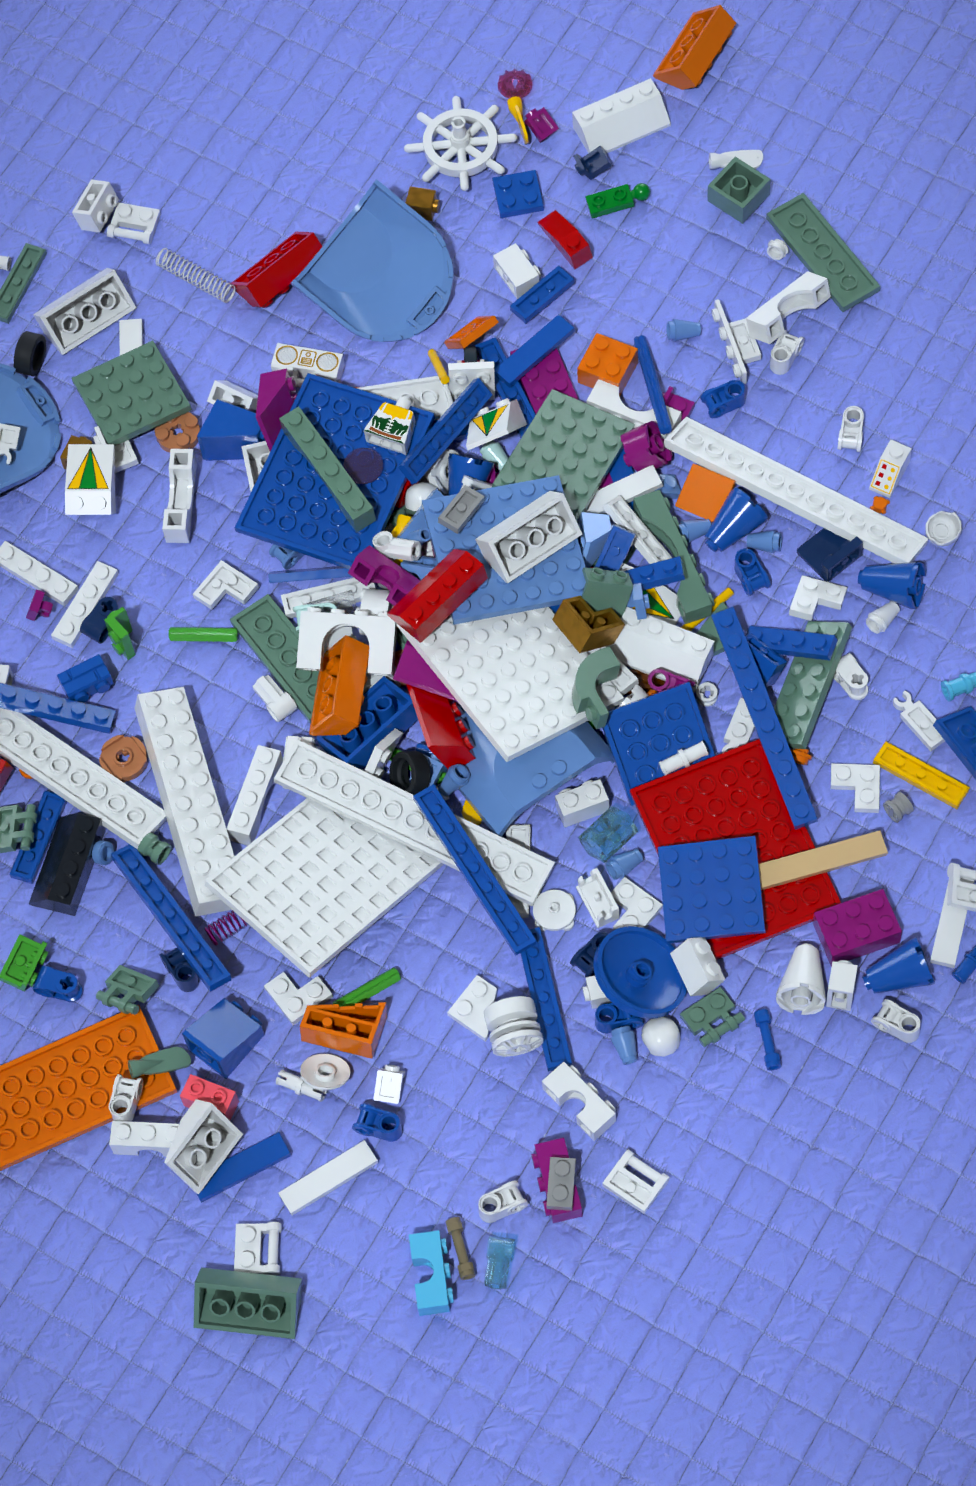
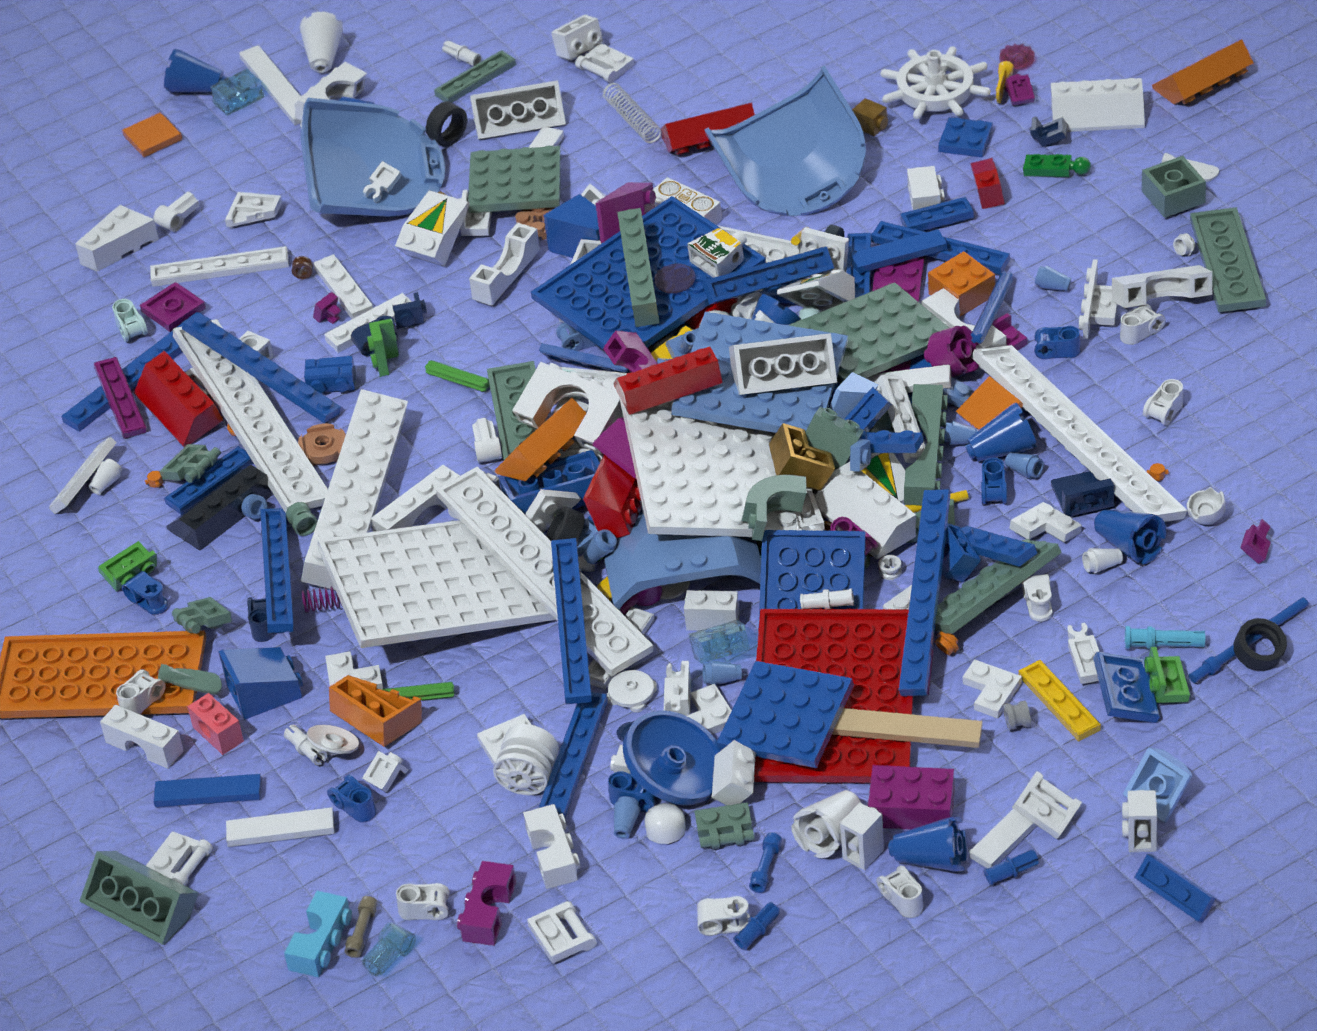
camera: 25 degrees right, 20 degrees down
(121, 582) = (409, 313): none -> dark blue bracket
(201, 1144) = (177, 750): white slope -> none
(225, 580) = (502, 341): white plate -> none
(396, 547) = (661, 345): white piece -> none
(461, 509) = (733, 324): light grey plate -> none
(471, 332) = (851, 218): orange tile -> none
(561, 1183) = (484, 899): light grey plate -> none
(585, 328) = (990, 258): none -> blue plate
(760, 1111) = (720, 915): none -> white piece
(796, 1106) = (756, 926): none -> blue axle
(890, 468) = (1185, 443): white slope -> none

